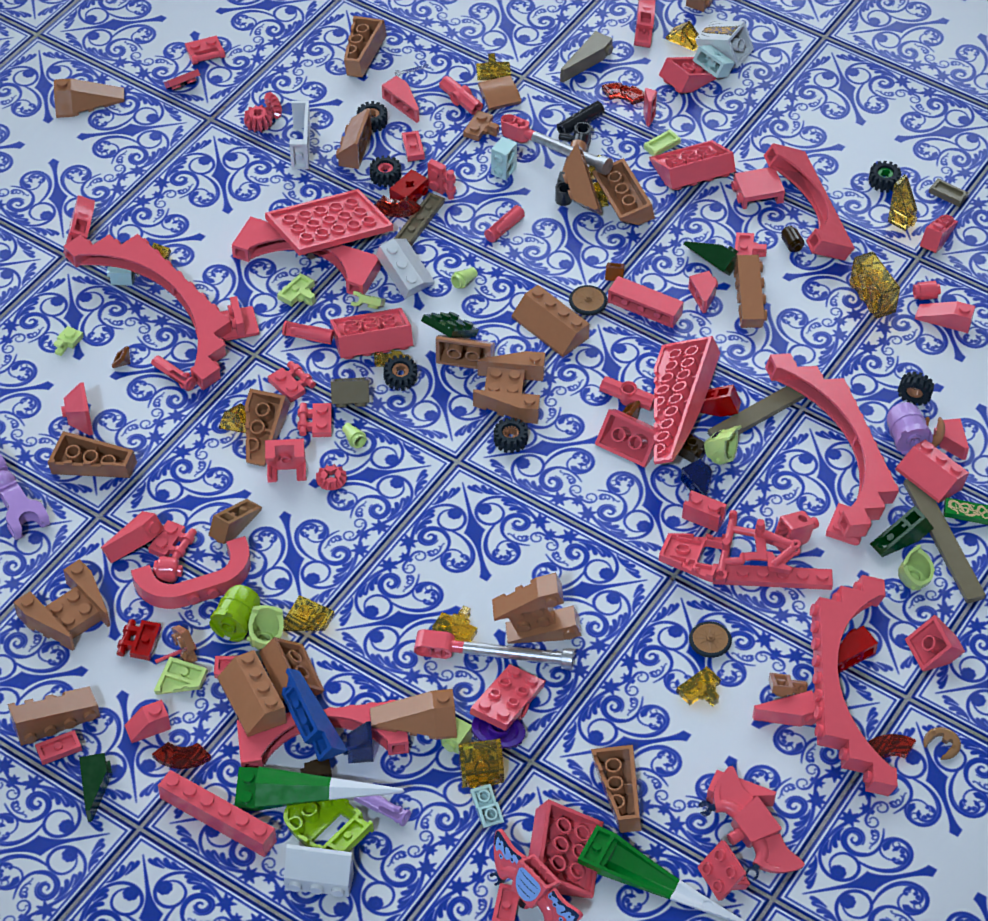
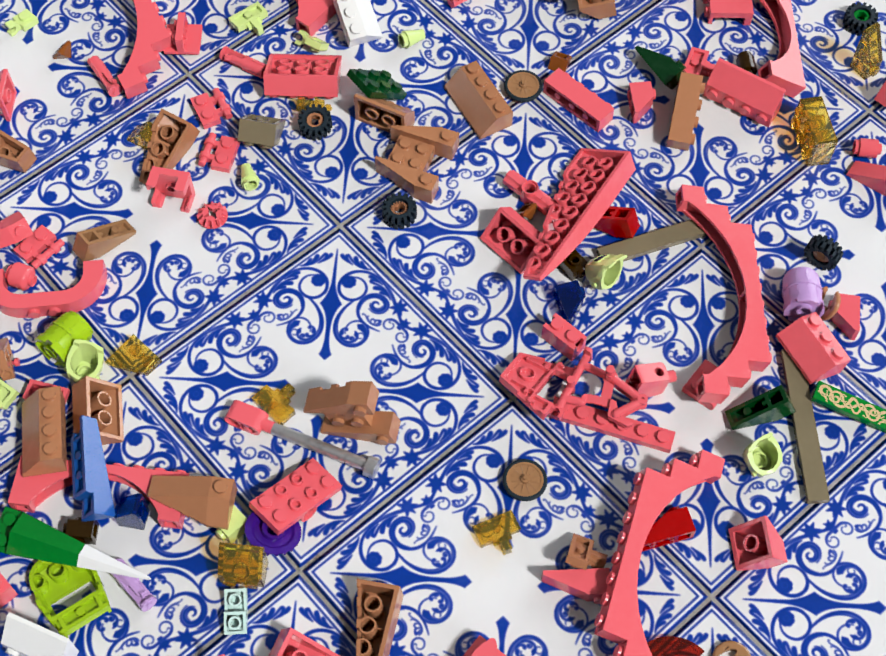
camera: 15 degrees right, 10 degrees up
(799, 263) = (744, 92): none -> coral slope

